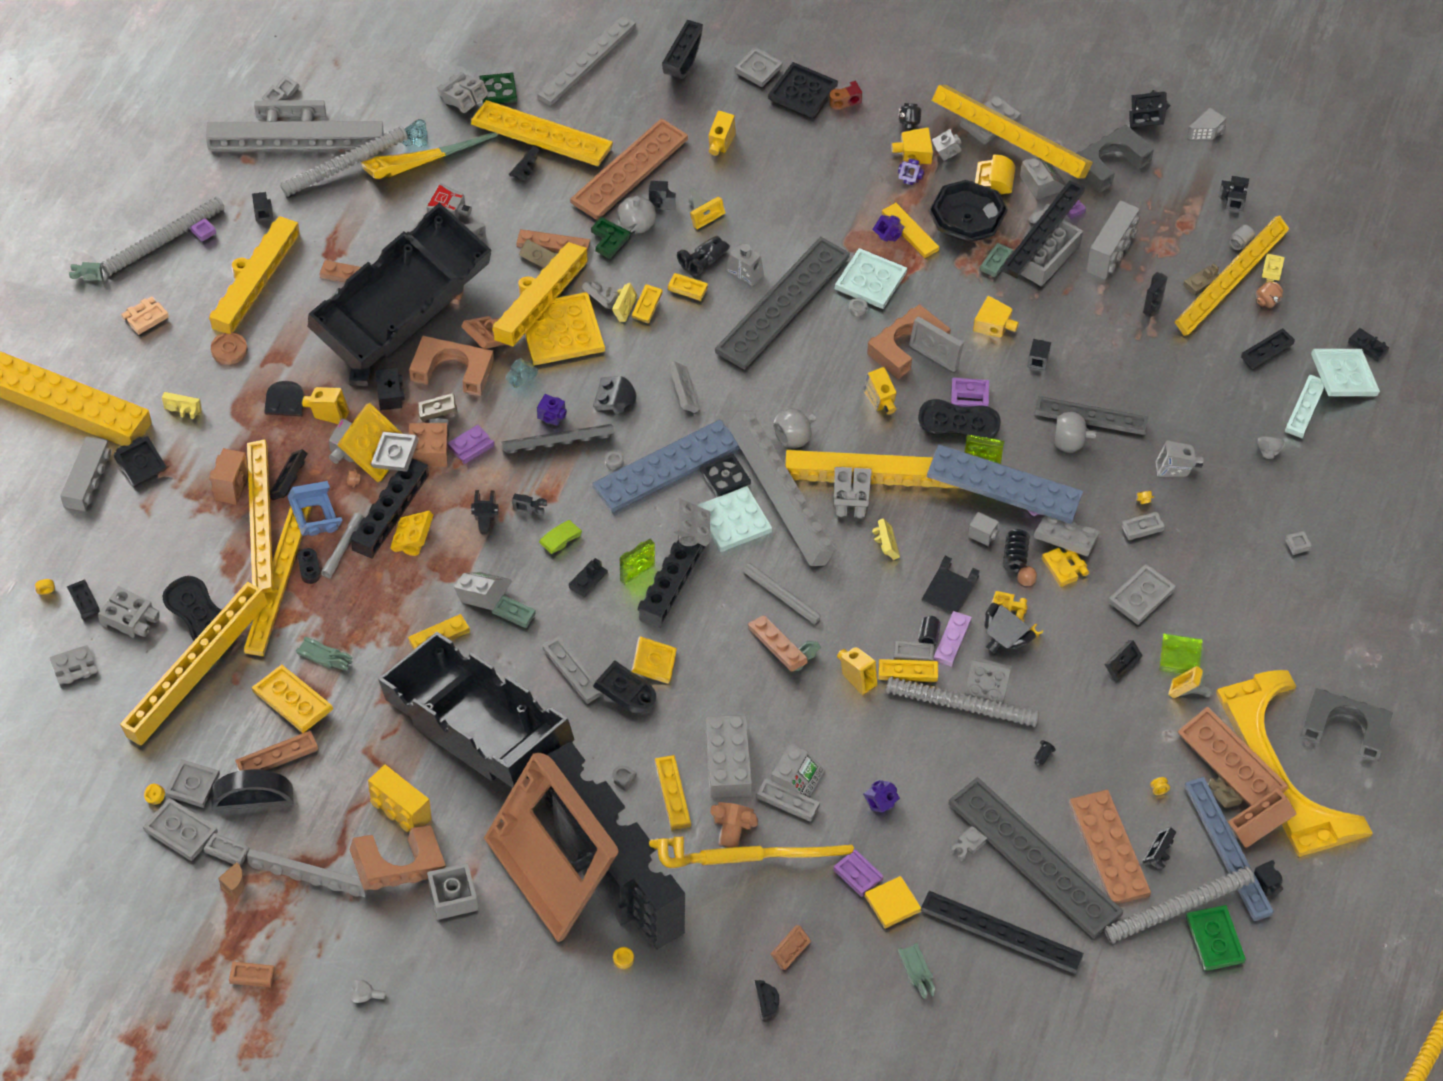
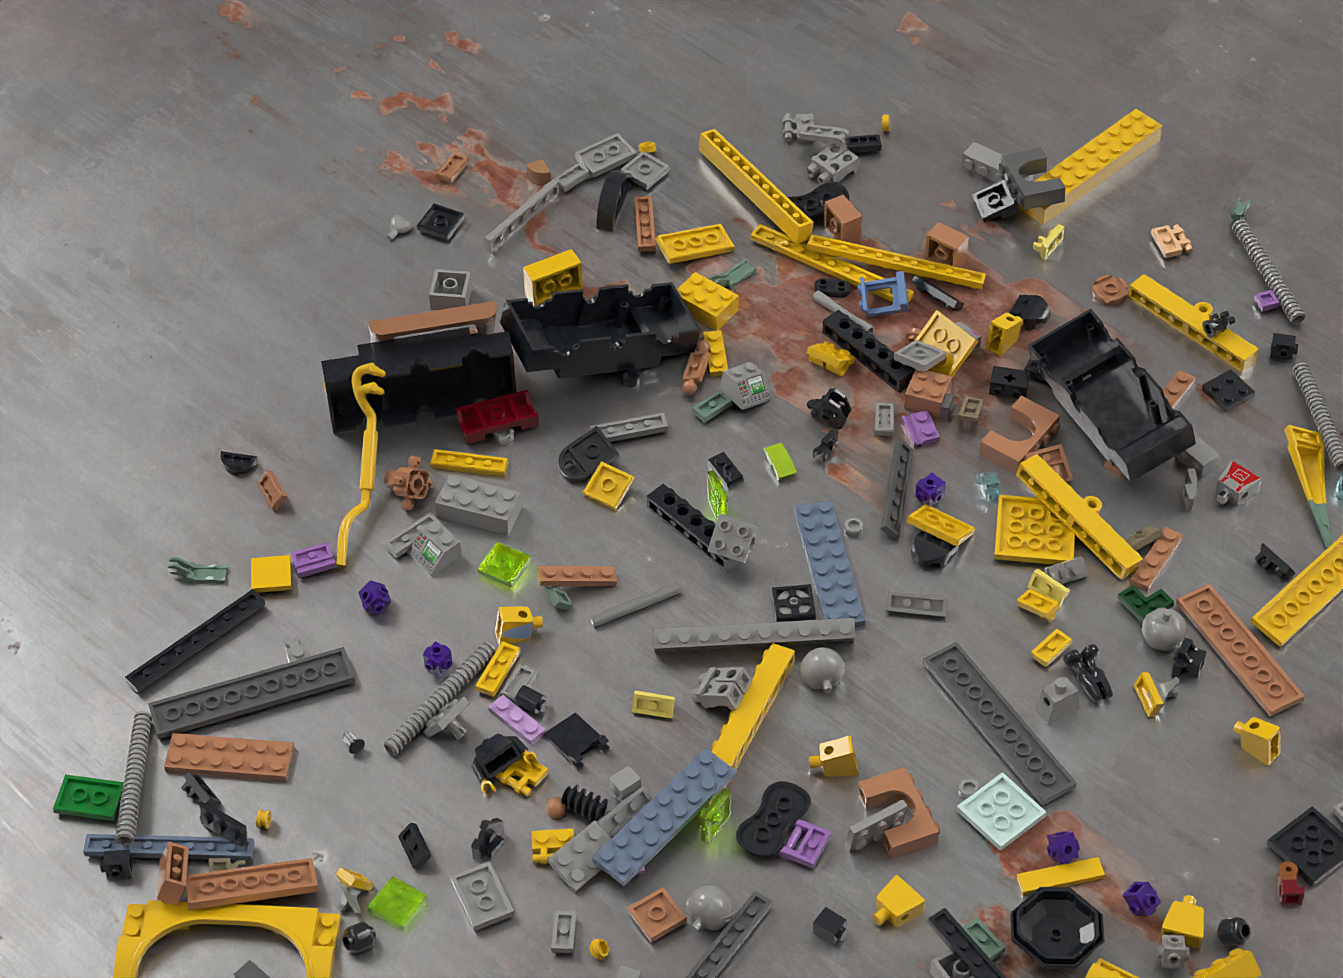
camera: 115 degrees right, 5 degrees down
(94, 624) = (824, 134): none -> light grey plate
(104, 442) = (1031, 193): none -> dark grey arch
(222, 571) = (842, 220): none -> nougat brick
(265, 243) = (1216, 324): none -> black piece
(329, 236) = (1228, 390): none -> black plate
(343, 951) = (440, 221): none -> black plate
(374, 656) = (708, 301): none -> yellow brick
(378, 873) = (489, 242): nougat arch -> none
(473, 472) = (884, 419): none -> light grey plate
(476, 638) = (696, 367): none -> nougat plate
(588, 392) = (941, 525): none -> yellow tile
(602, 767) = (496, 415): none -> dark red piece
(735, 519) = (740, 596): light aqua plate -> none
(787, 710) = (504, 564): none -> clear neon green plate
(924, 717) = (437, 659): none -> dark purple brick
(1009, 523) = (623, 812): none -> light grey plate
(1088, 606) = (489, 839): none -> black plate
(1091, 469) = (657, 914): none -> nougat plate
(1190, 806) = (223, 824): none -> black plate
(1232, 663) = (358, 937): none -> black head

